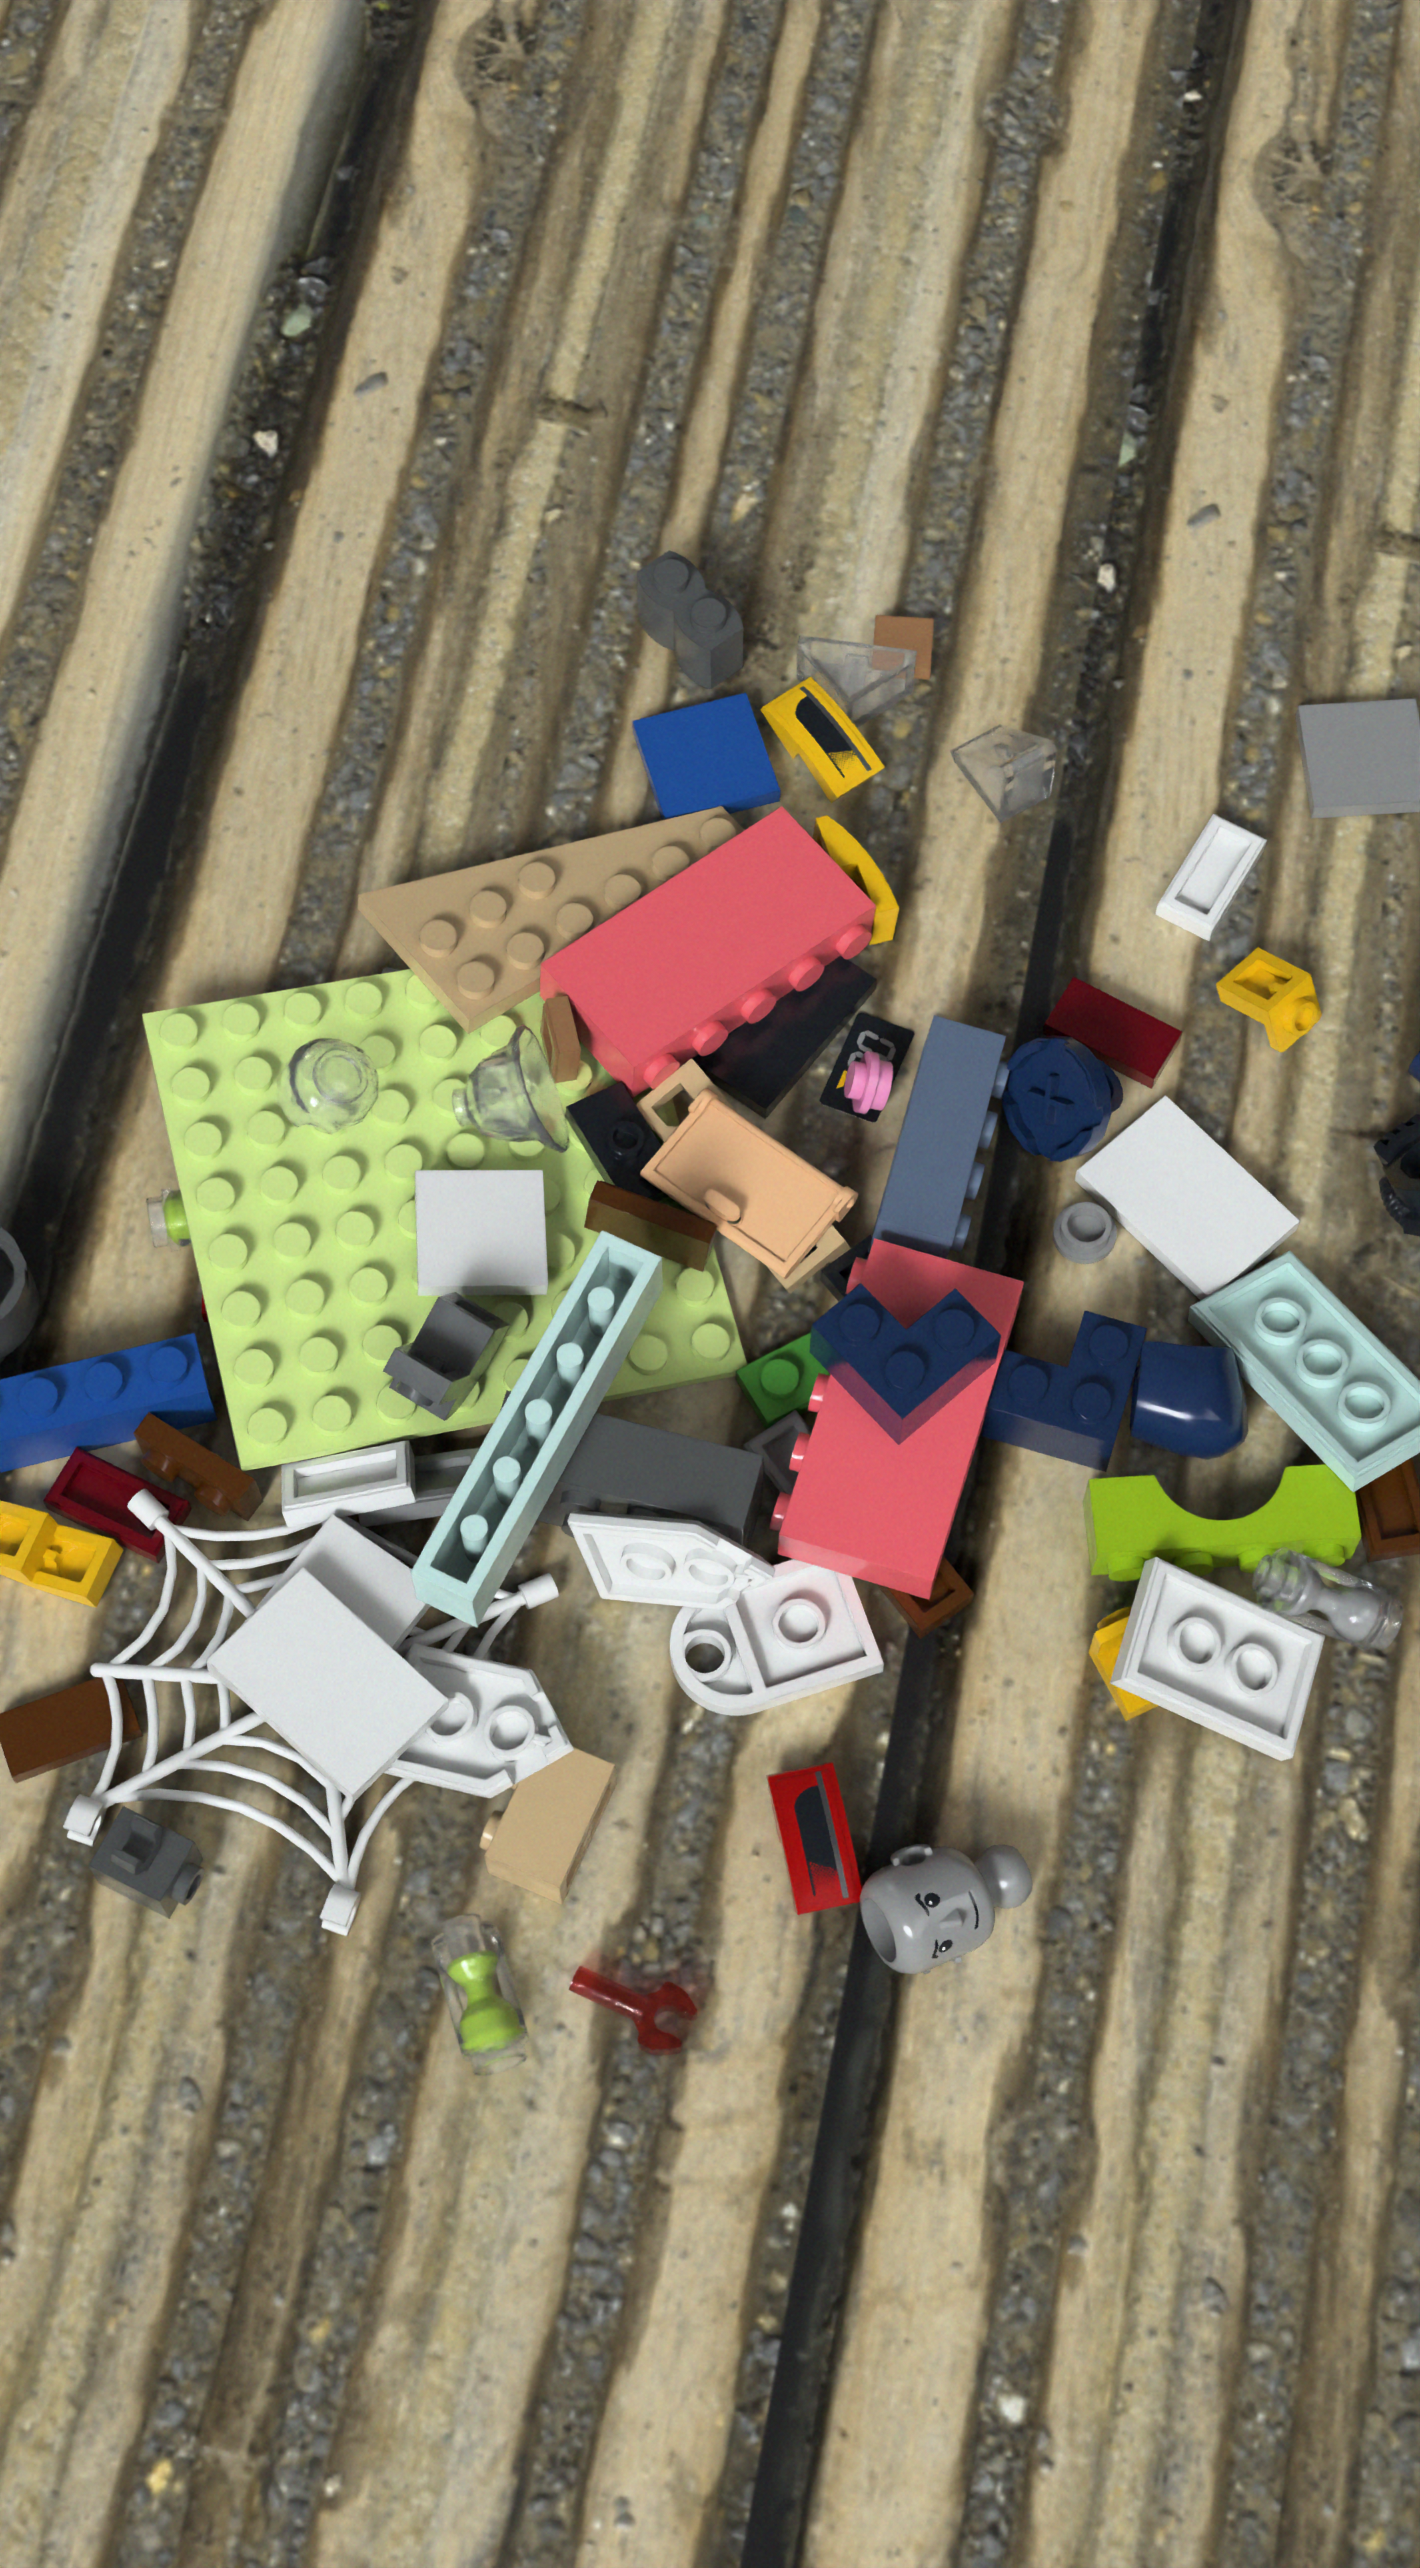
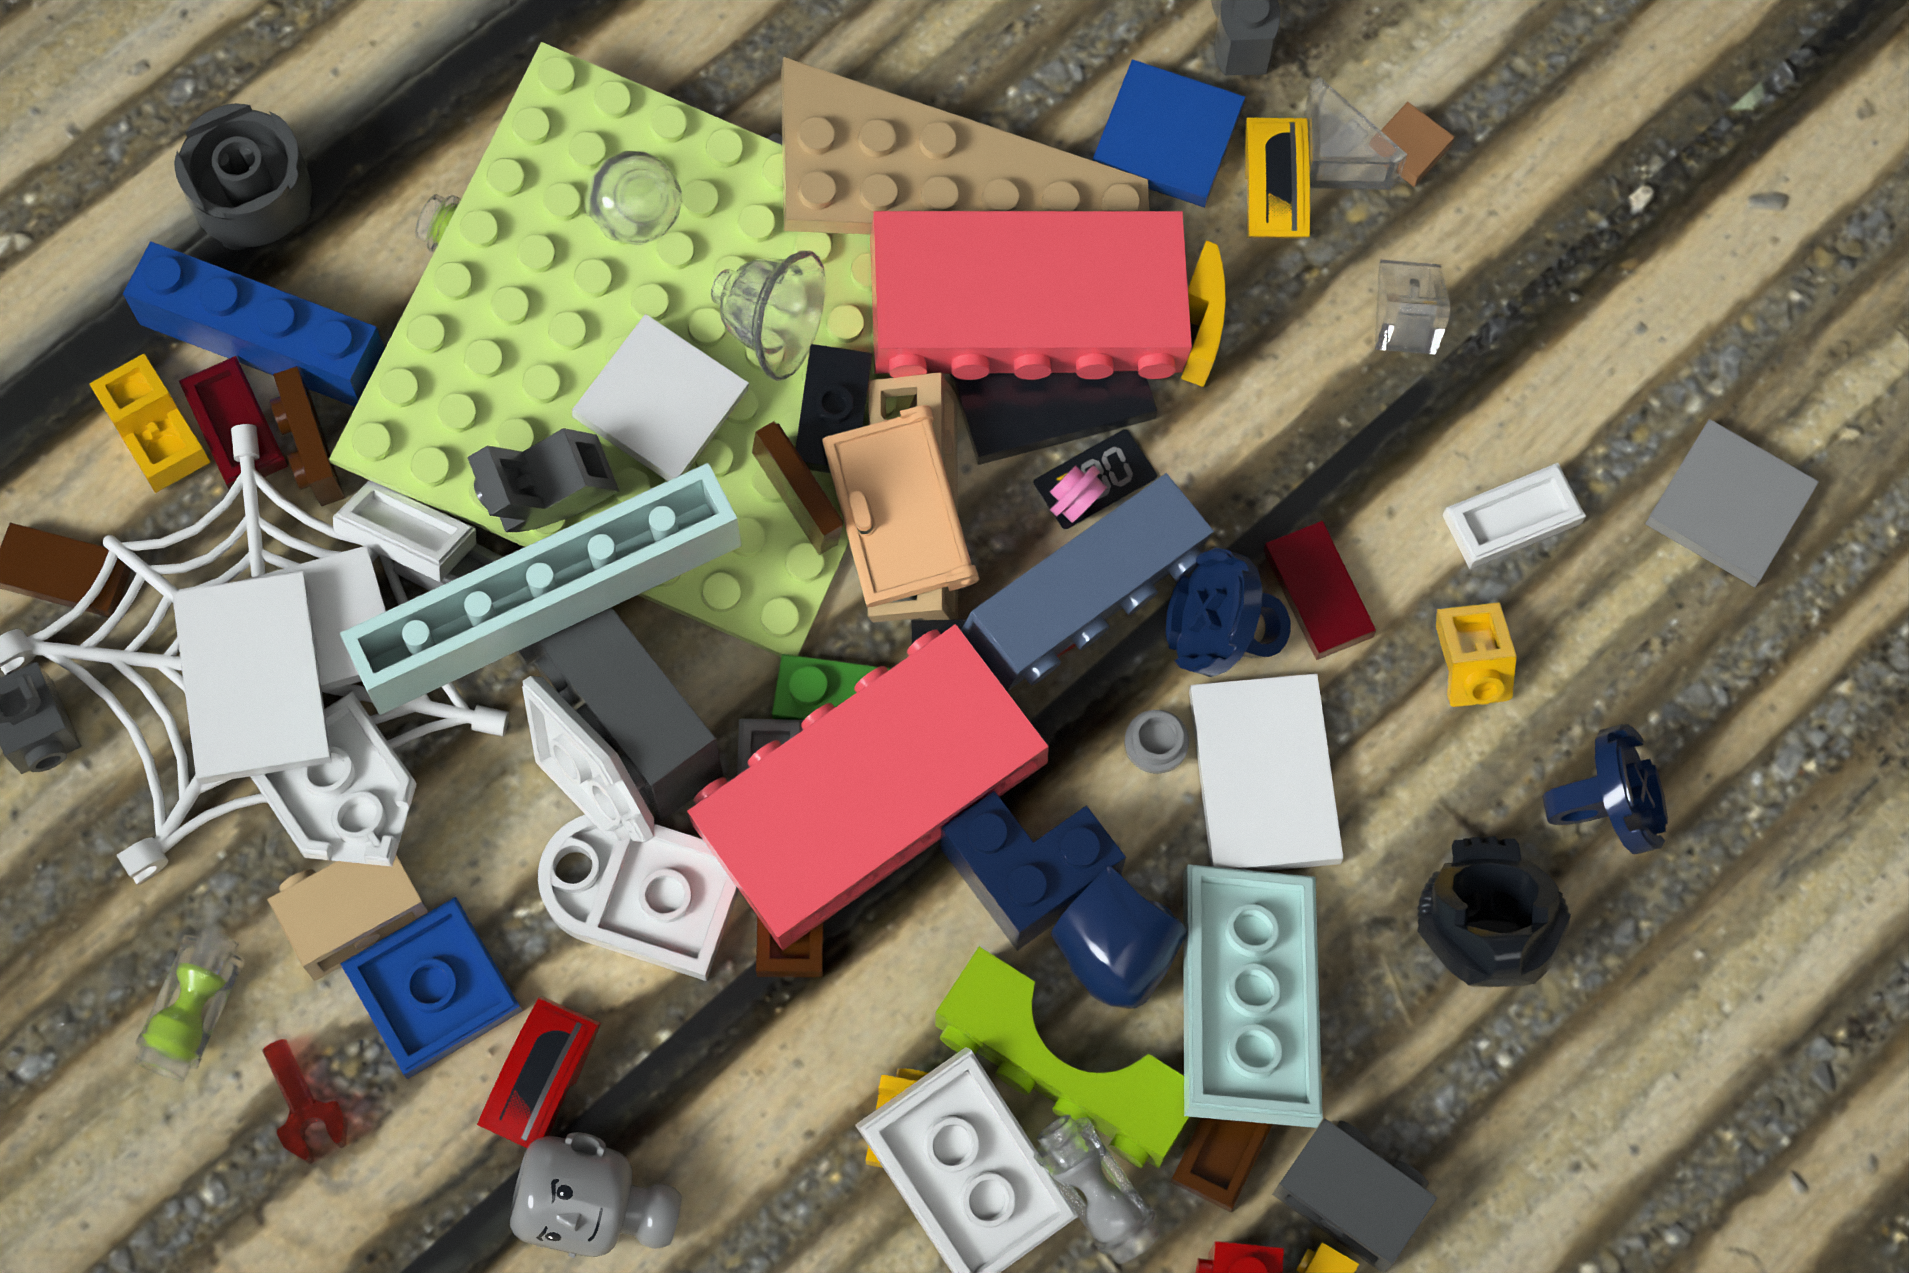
camera: 35 degrees right, 5 degrees up
(560, 1039) = (848, 284): medium nougat tile -> none
(666, 1837) = (431, 987): none -> blue tile
(900, 1372) = (886, 755): dark blue brick -> none

